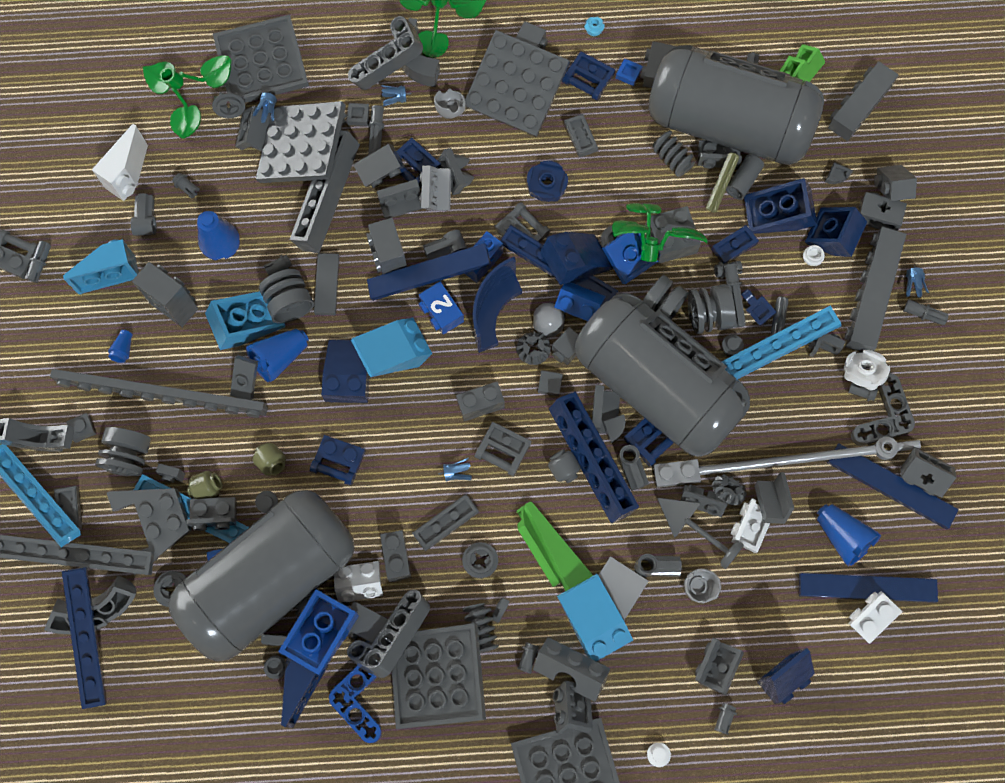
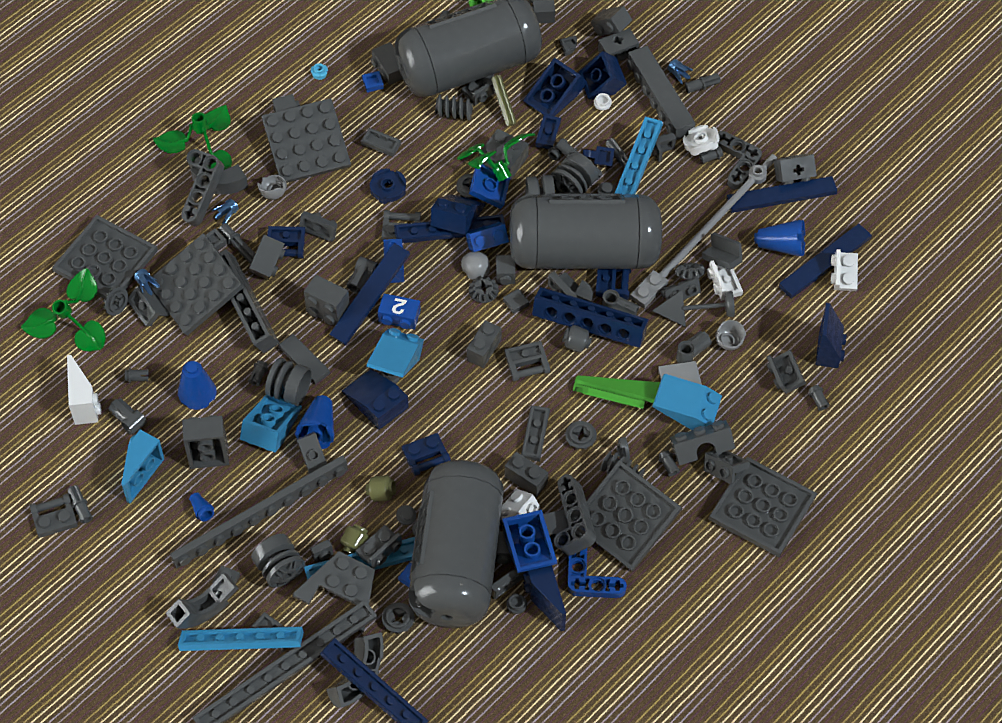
camera: 45 degrees left, 15 degrees down
(399, 199) = (301, 268): dark grey bracket -> none
(435, 188) = (322, 243): light grey bracket -> none
(451, 469) = (507, 400): flat silver piece -> none
(493, 294) = (429, 286): dark blue panel -> none
(591, 70) = (347, 98): dark blue plate -> none
(658, 754) = (801, 450): white plate -> none
(745, 176) = (513, 87): dark grey pin -> none

